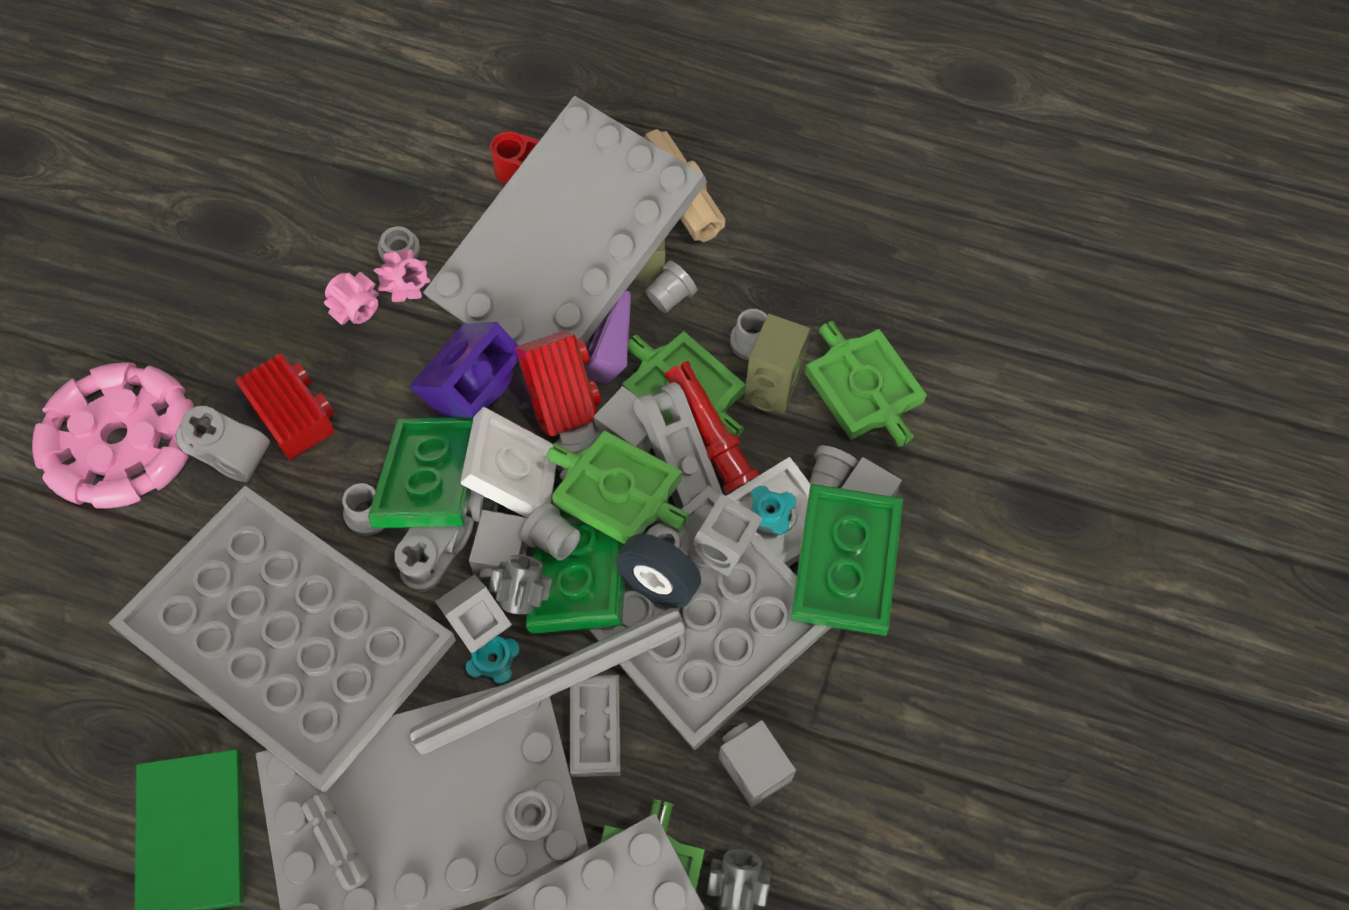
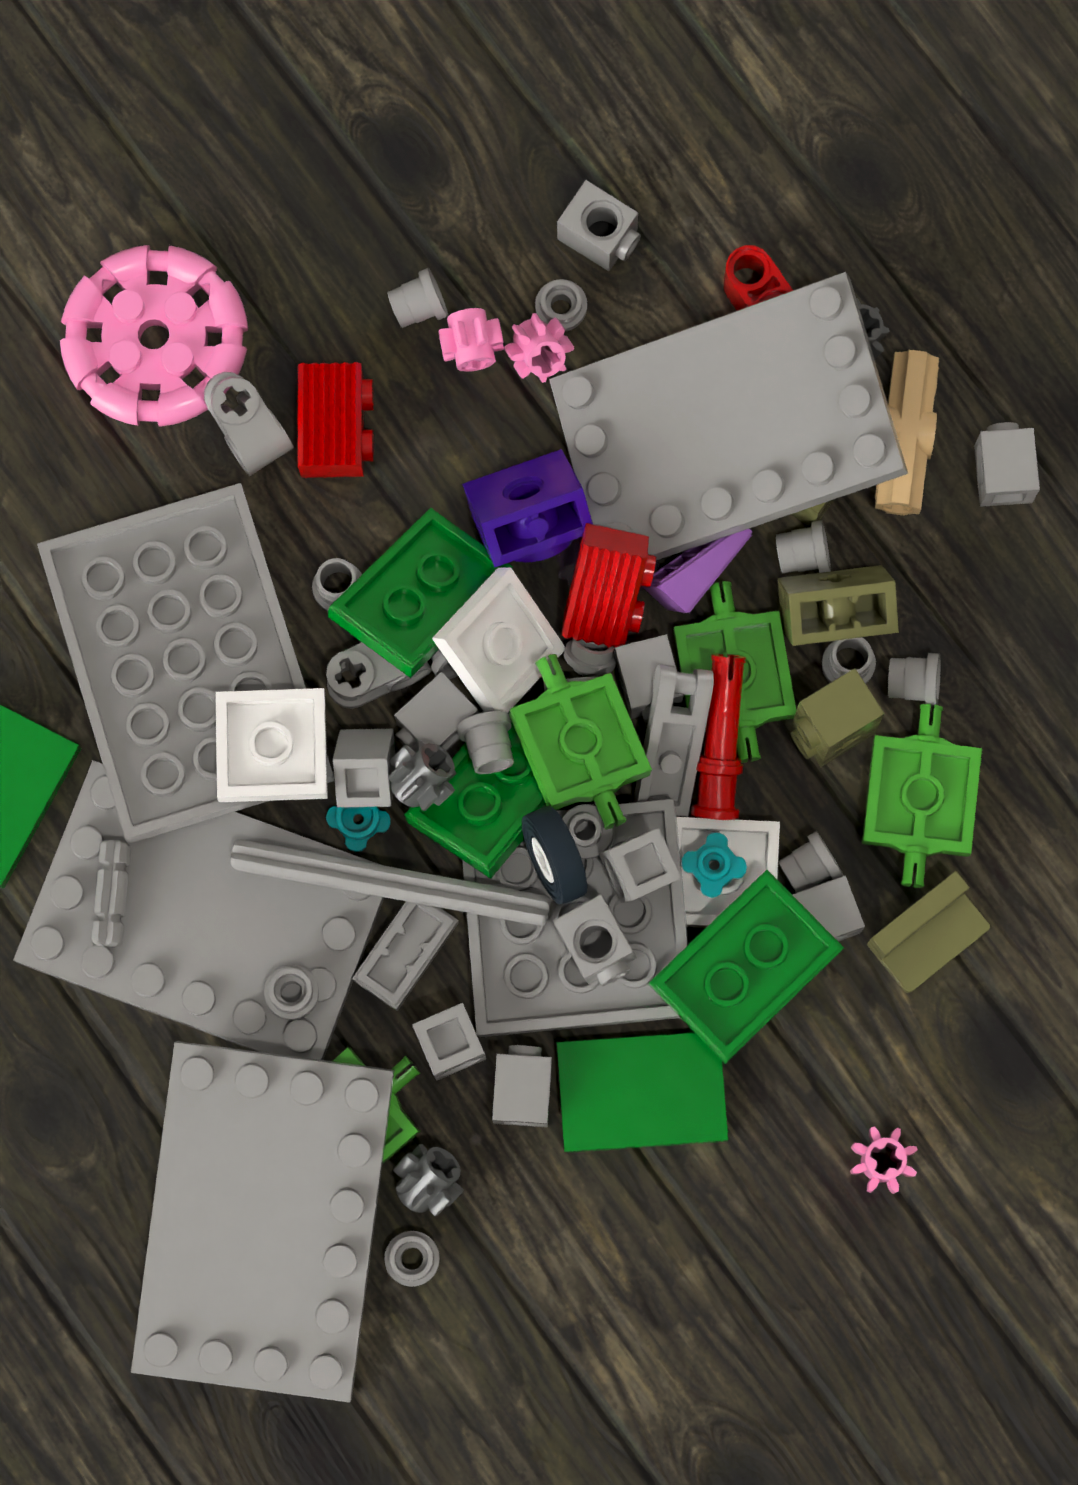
camera: 40 degrees right, 15 degrees up
(297, 298) = (418, 300): none -> light grey piece
(390, 186) = (596, 205): none -> light grey brick
(390, 639) = (271, 745): none -> white plate
(678, 764) = (449, 1041): none -> light grey brick
(719, 595) = (583, 921): none -> light grey brick
(720, 300) = (838, 605): none -> olive brick
(757, 166) = (1006, 465): none -> light grey brick
(806, 312) = (915, 678): none -> light grey piece
(839, 706) = (640, 1093): none -> green tile
(939, 465) = (929, 933): none -> olive panel
(1044, 618) = (898, 1155): none -> bright pink gear

